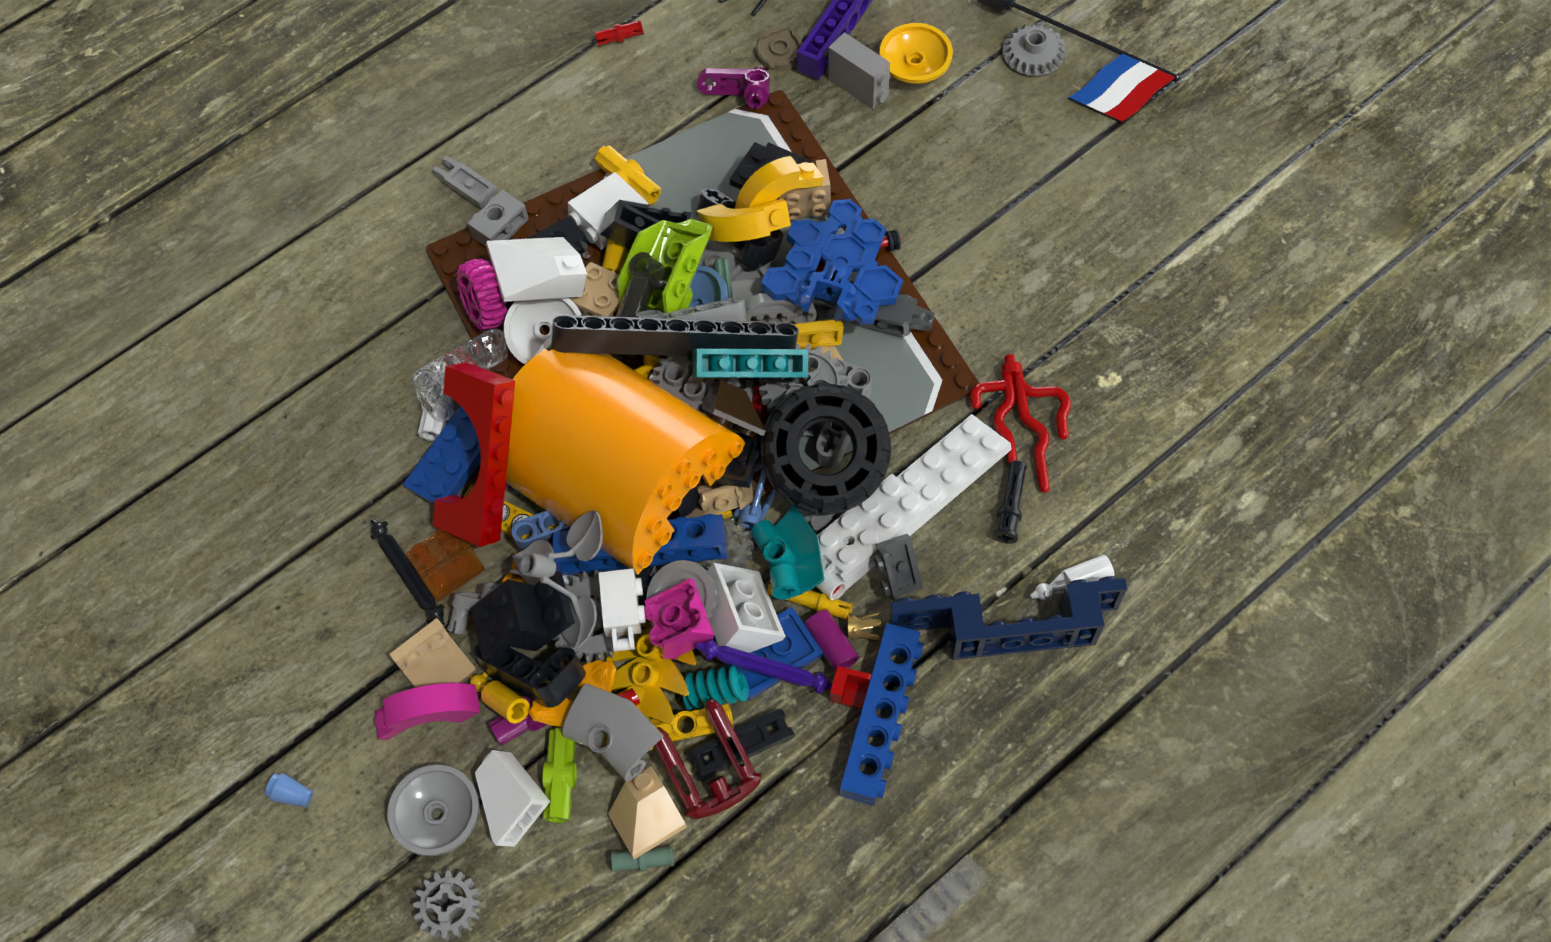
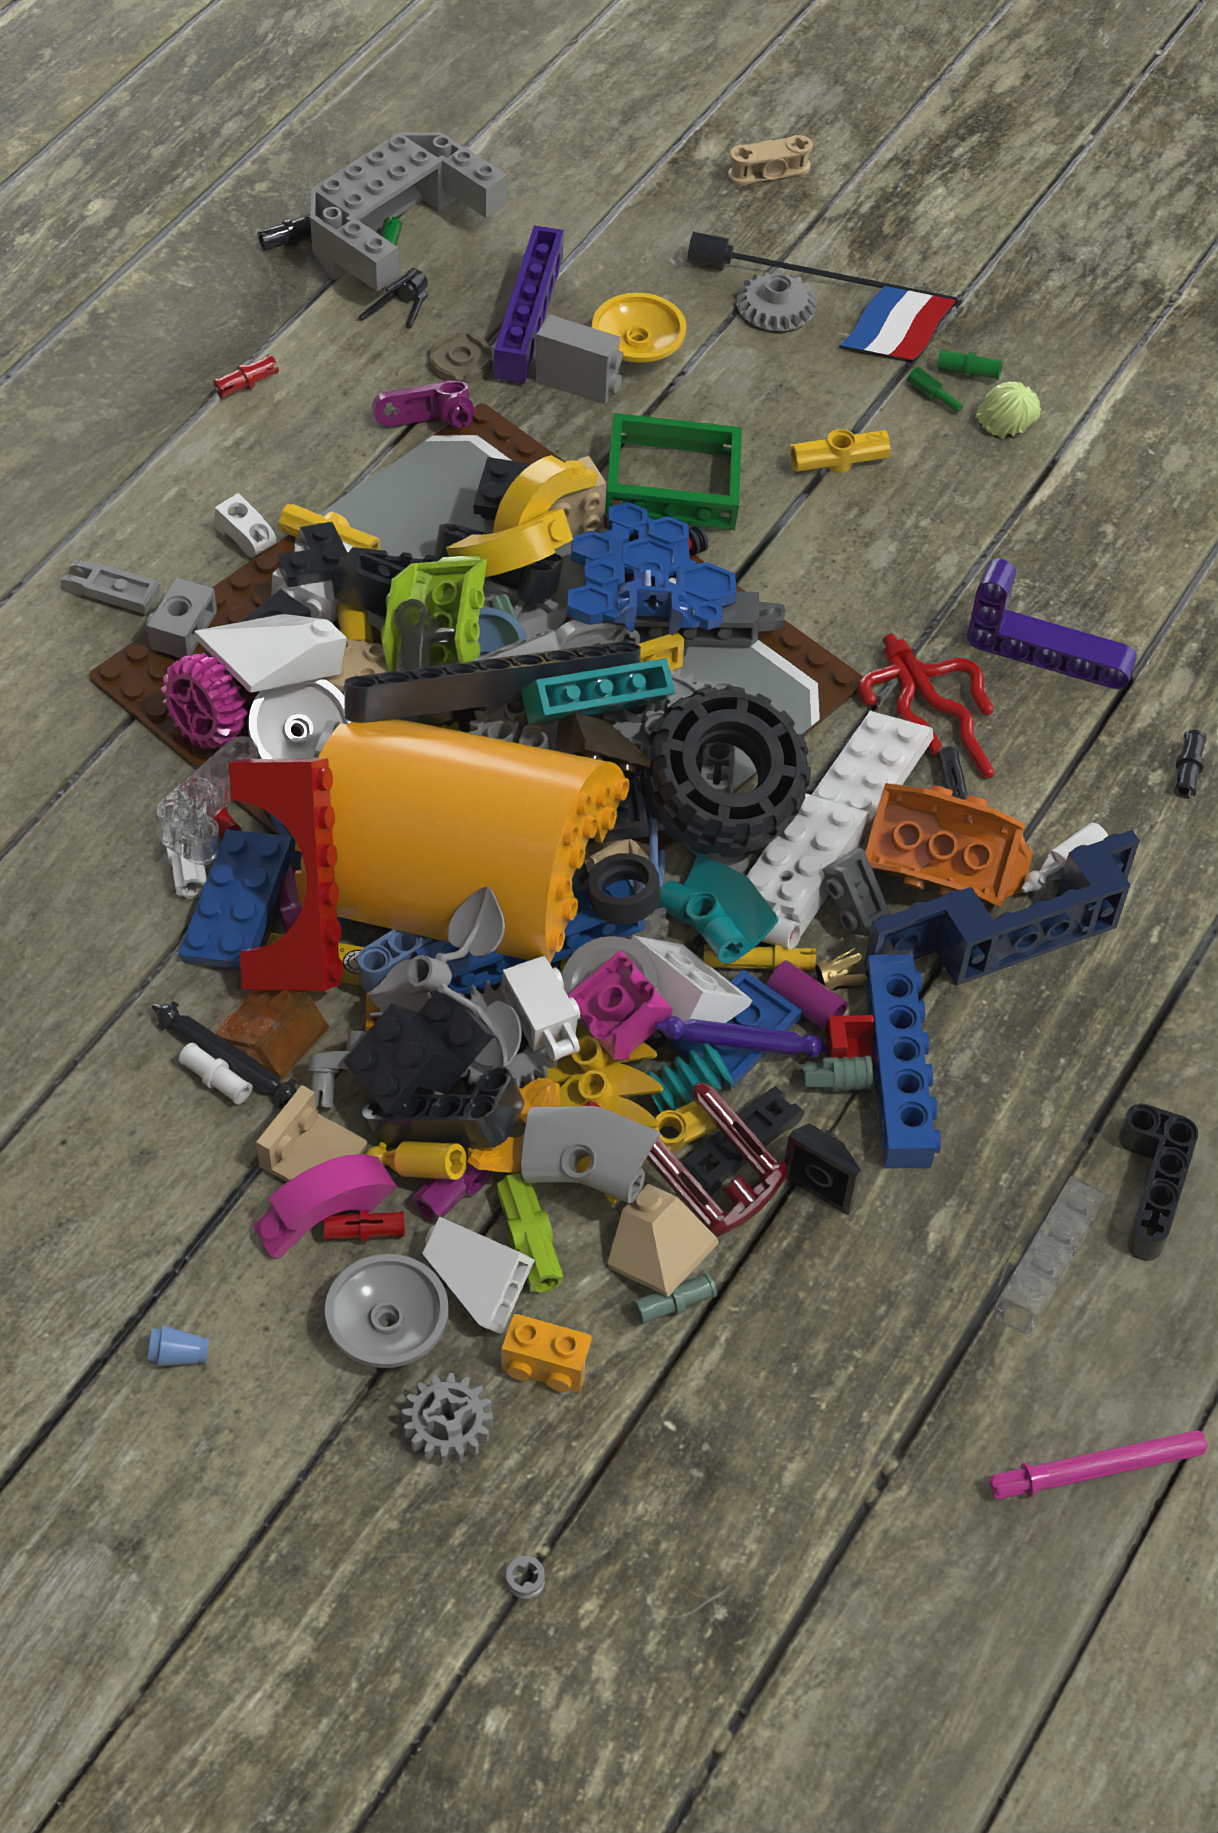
camera: 25 degrees left, 10 degrees down
(393, 585) = (215, 1073): none -> white pin
(467, 738) = (364, 1225): none -> red pin
(532, 875) = (545, 1353): none -> light orange bracket
(572, 154) = (244, 526): none -> white leg
(598, 201) = (315, 563): none -> black plate
(705, 511) = (624, 867): none -> black tyre
(788, 782) = (822, 1166): none -> black slope
(832, 711) = (840, 1074): none -> sand green hinge
(889, 209) = (685, 506): none -> green window
(981, 550) = (947, 843): none -> orange slope
(1032, 188) = (840, 450): none -> yellow piece
(1037, 875) = (1166, 1154): none -> black beam
(1126, 149) = (932, 388): none -> green axle
(1126, 388) = (1042, 642): none -> dark purple beam
(1164, 135) = (970, 364): none -> green pin
(1179, 182) = (1009, 409): none -> yellowish green hair
(1206, 522) = (1189, 764): none -> black pin

